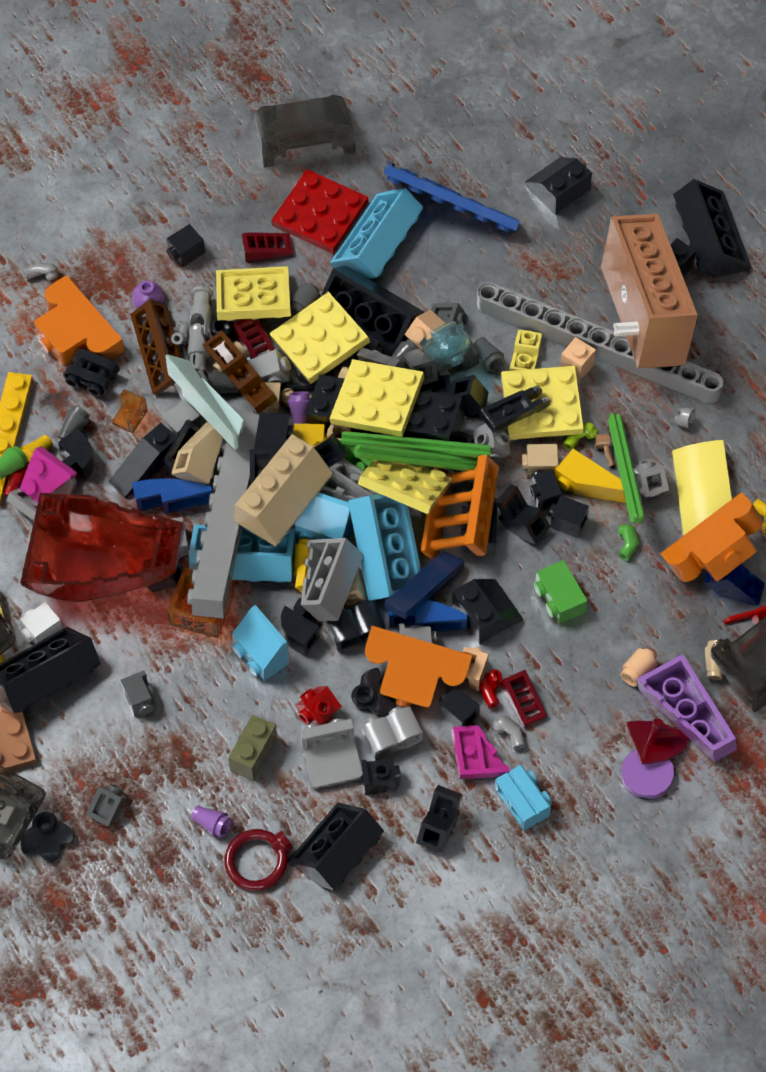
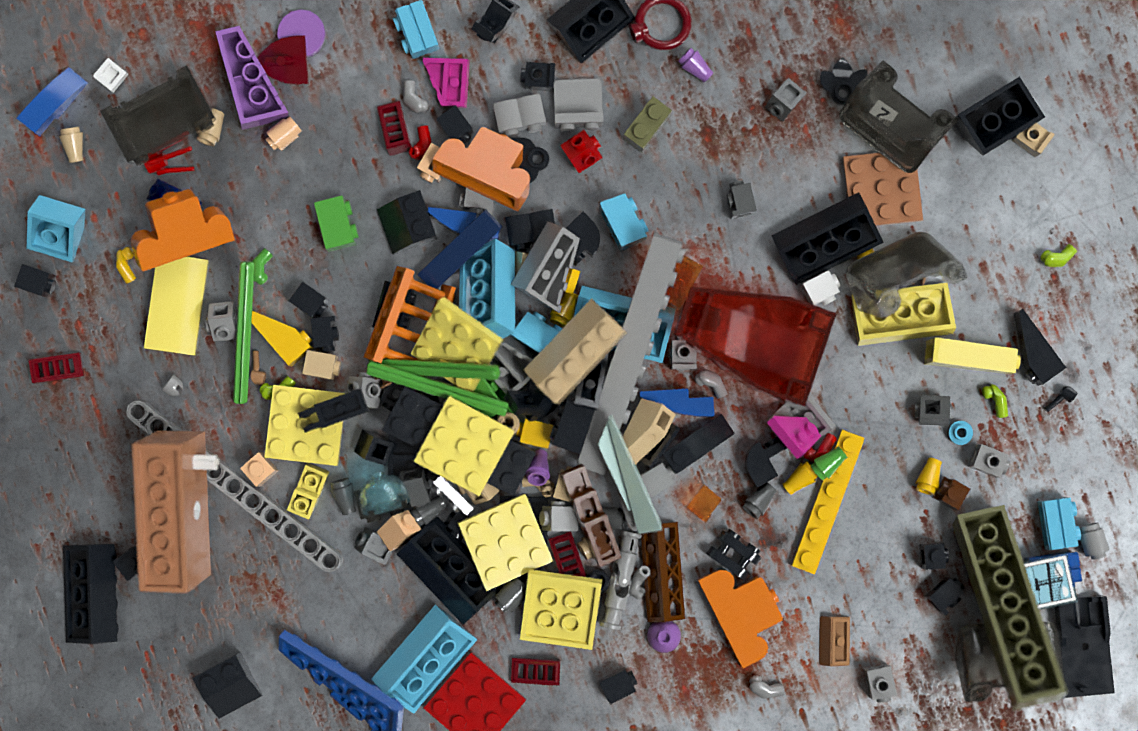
camera: 170 degrees left, 25 degrees up
(519, 518) = (352, 306): black brick -> none

